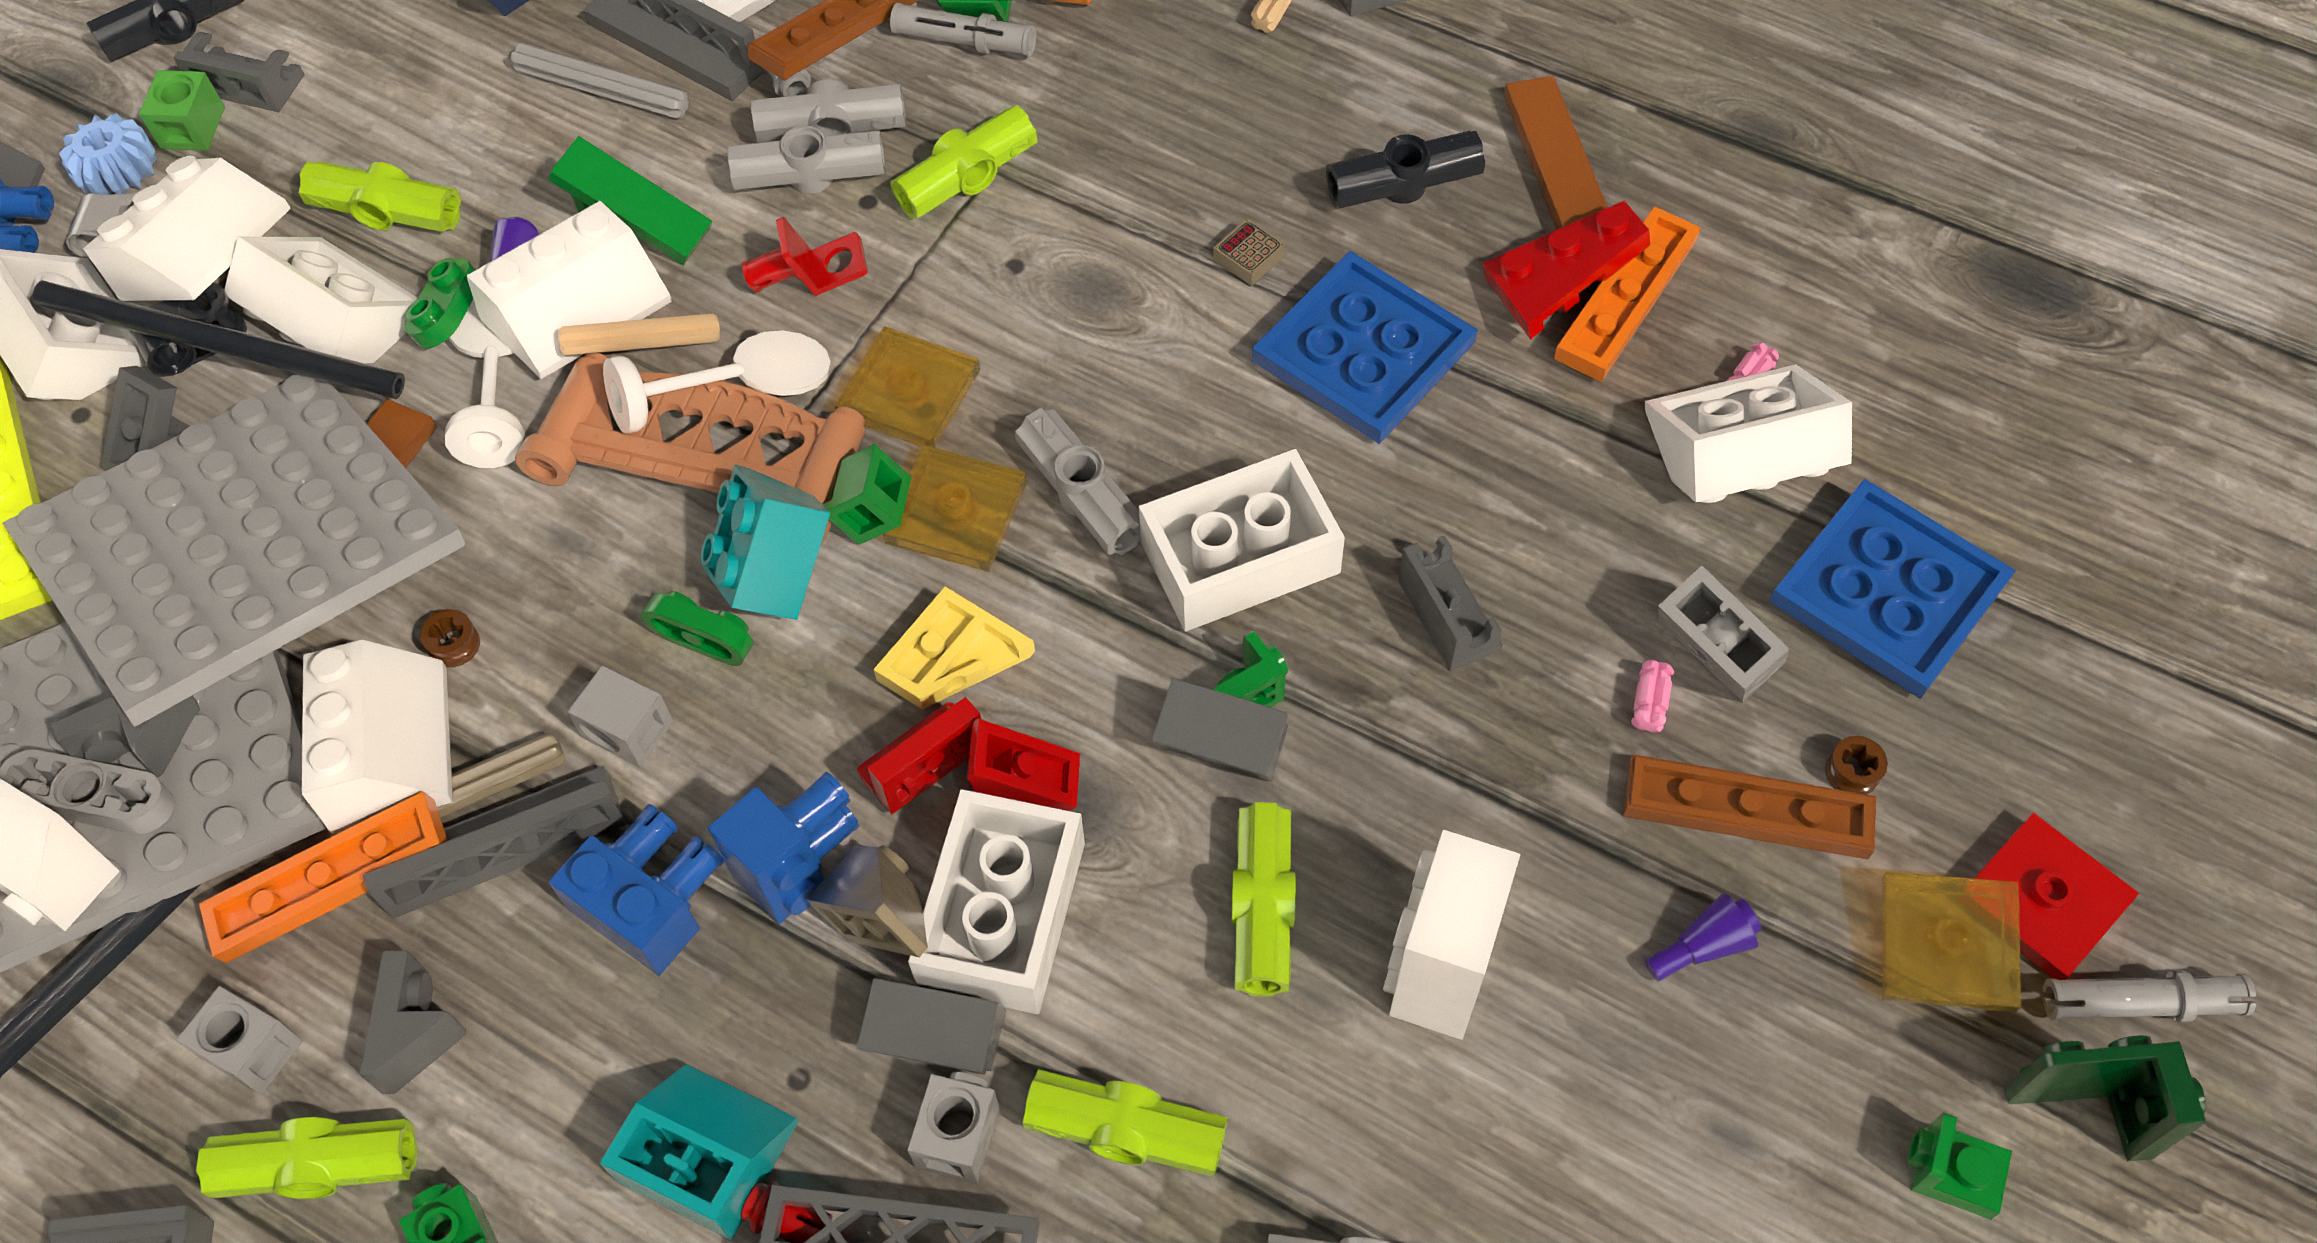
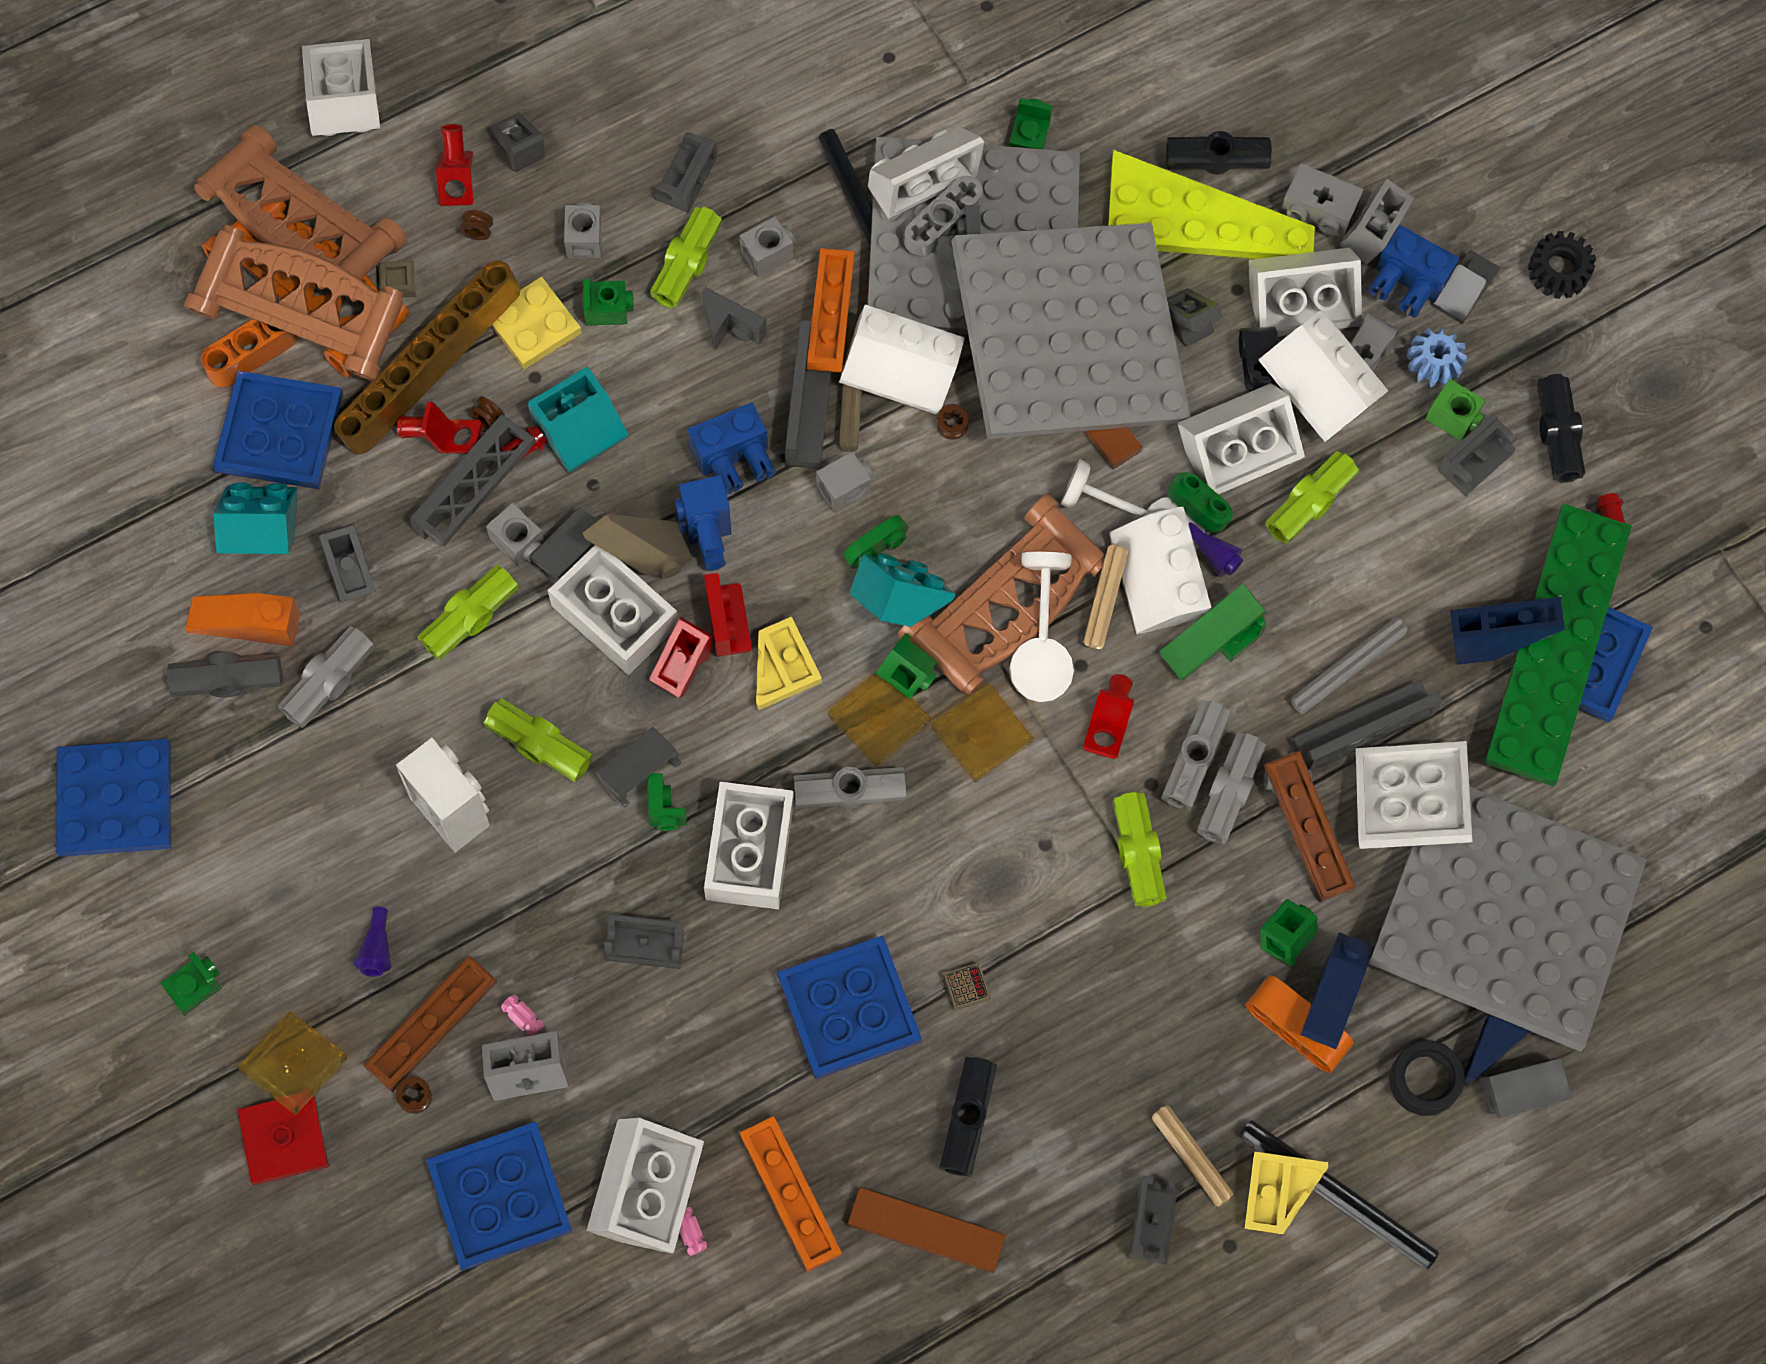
camera: 115 degrees right, 10 degrees up
(218, 339) = (1222, 365): black piece -> none
(981, 32) = (1254, 917): light grey pin -> none
(1558, 266) = (832, 1163): red wing -> none
(2145, 1084) = (175, 1078): dark green bracket -> none
(2174, 996) = (197, 1148): light grey pin -> none

